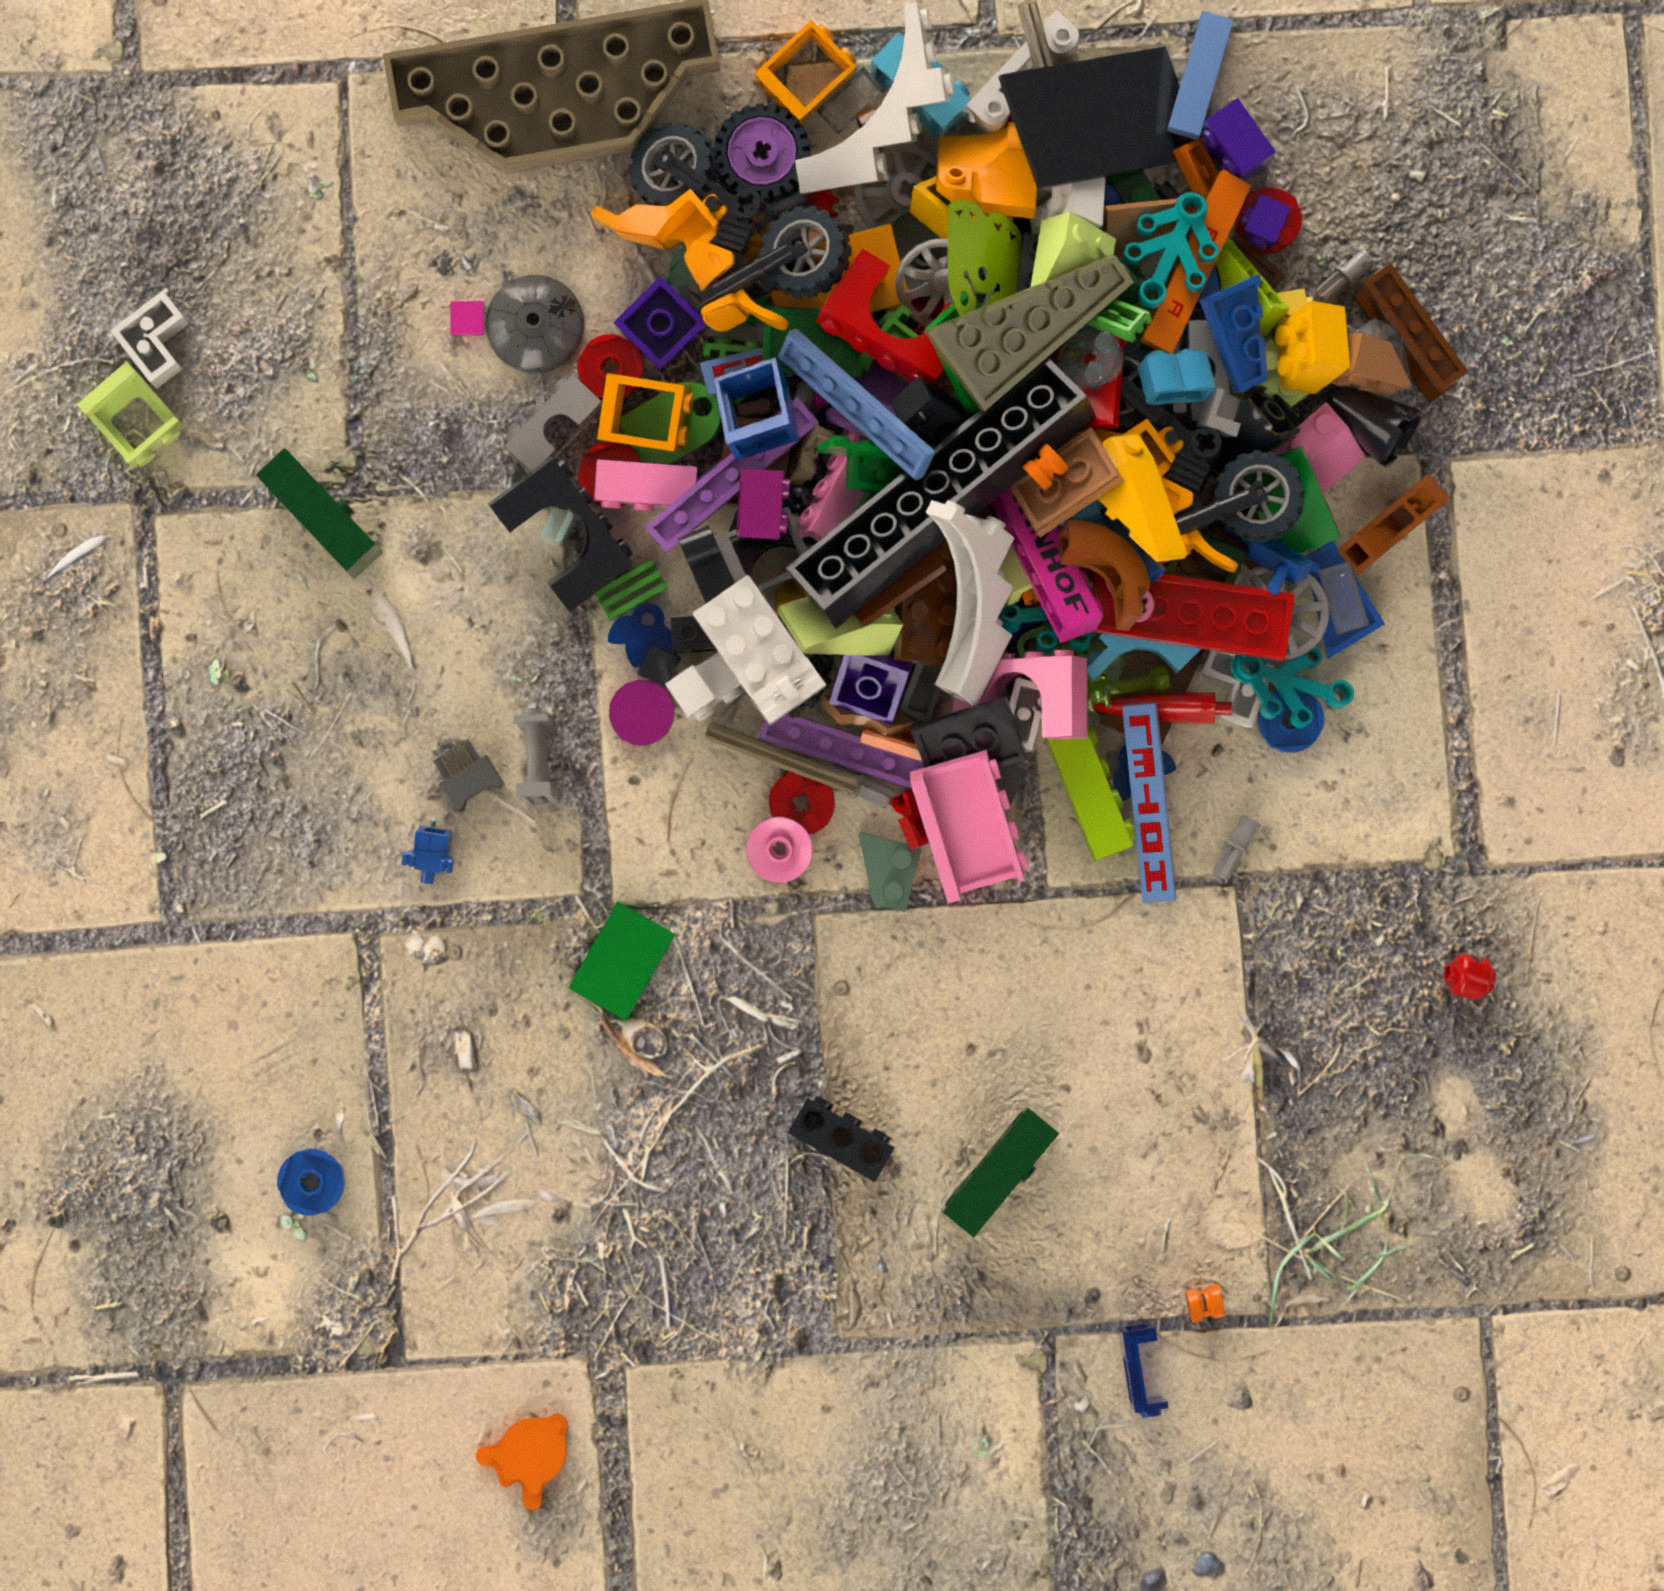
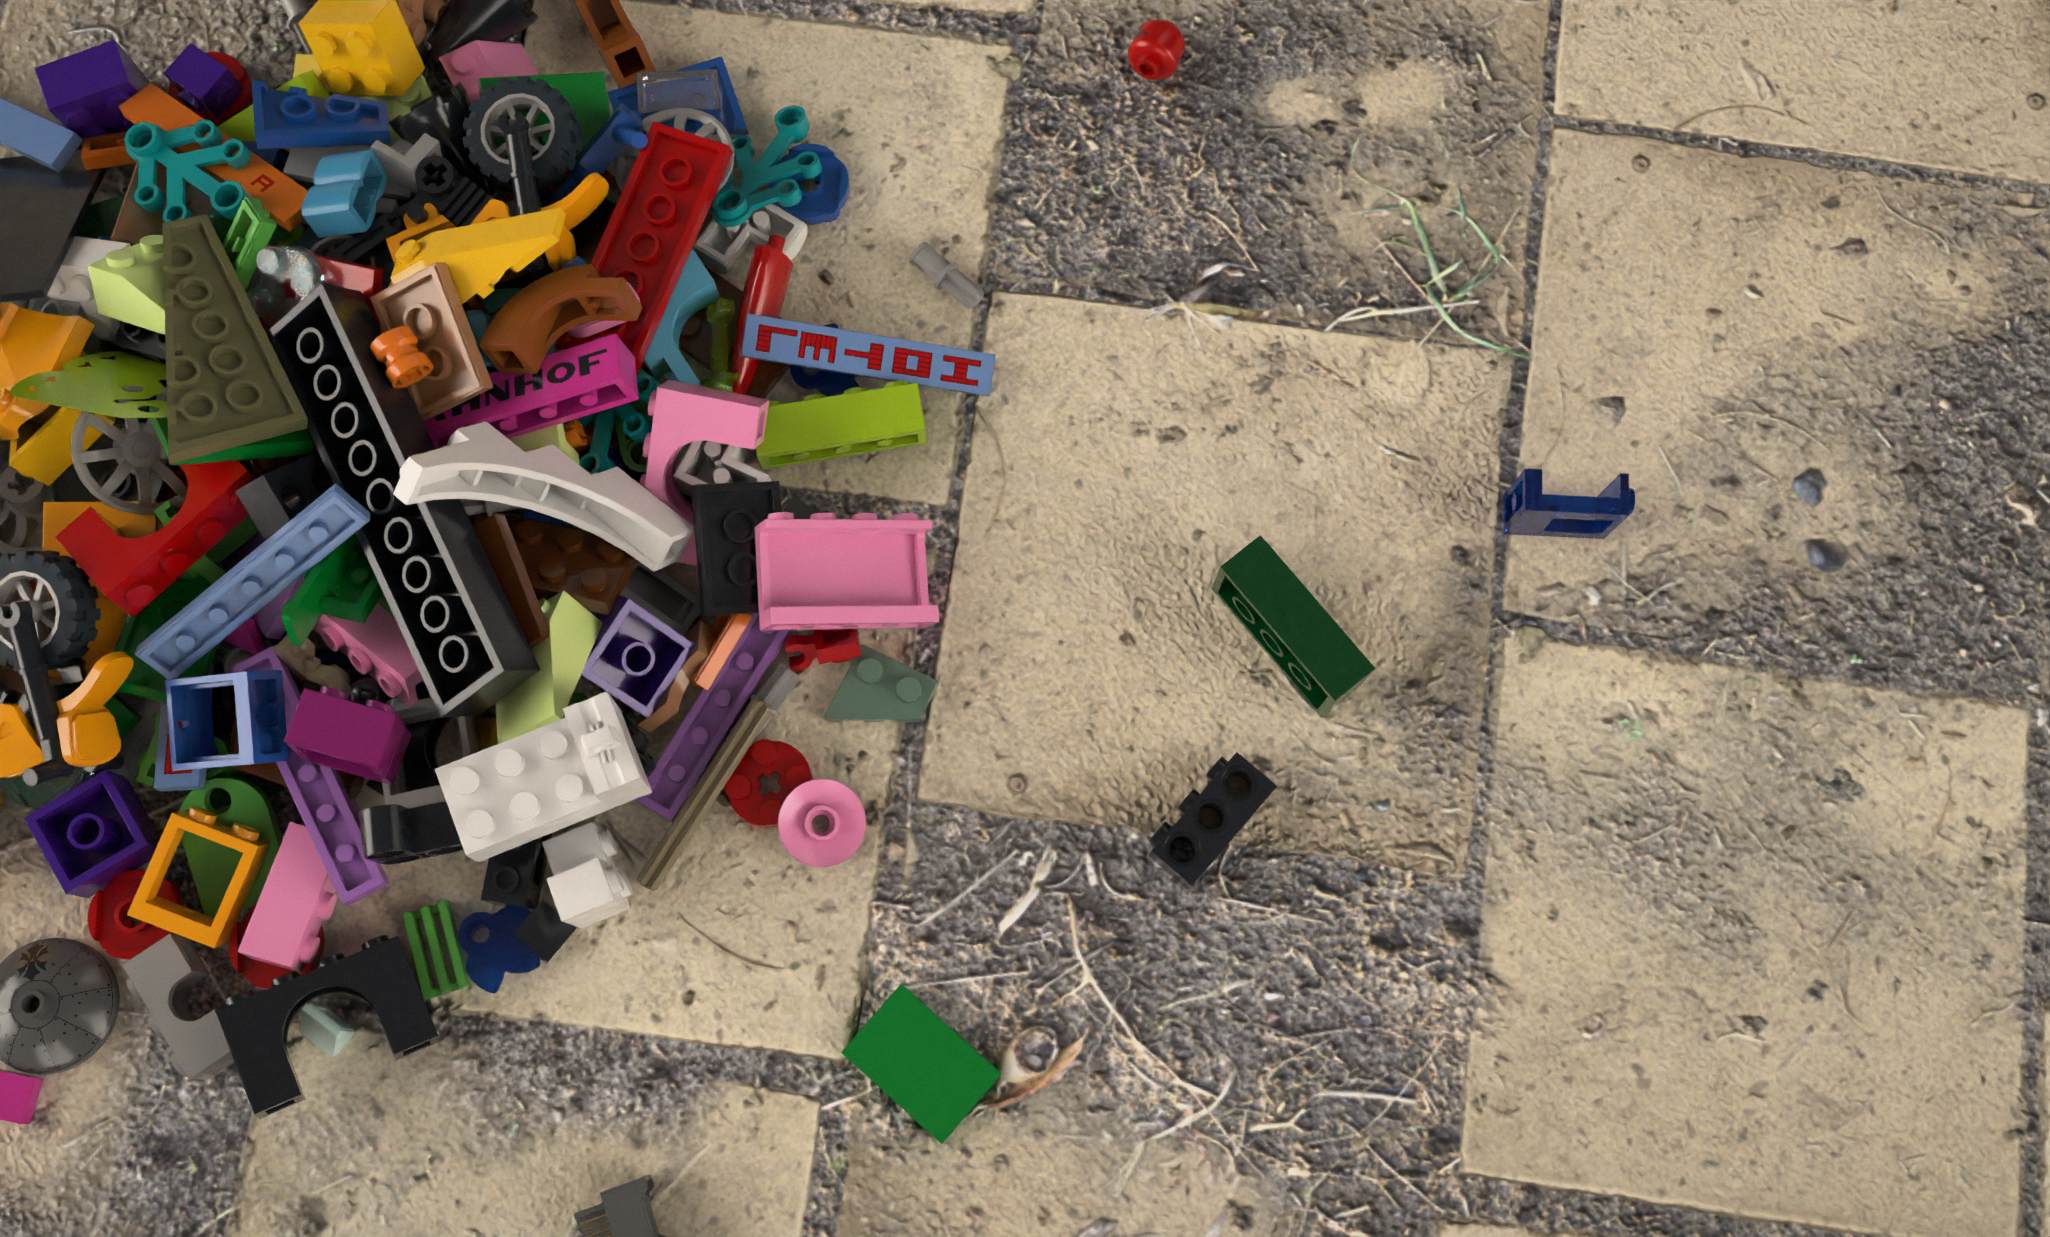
camera: 80 degrees left, 10 degrees down
(536, 787) = (573, 1111): light grey fence -> none
(641, 712) = (600, 968): magenta tile -> none
(1212, 1300) = (1493, 420): orange wheel -> none

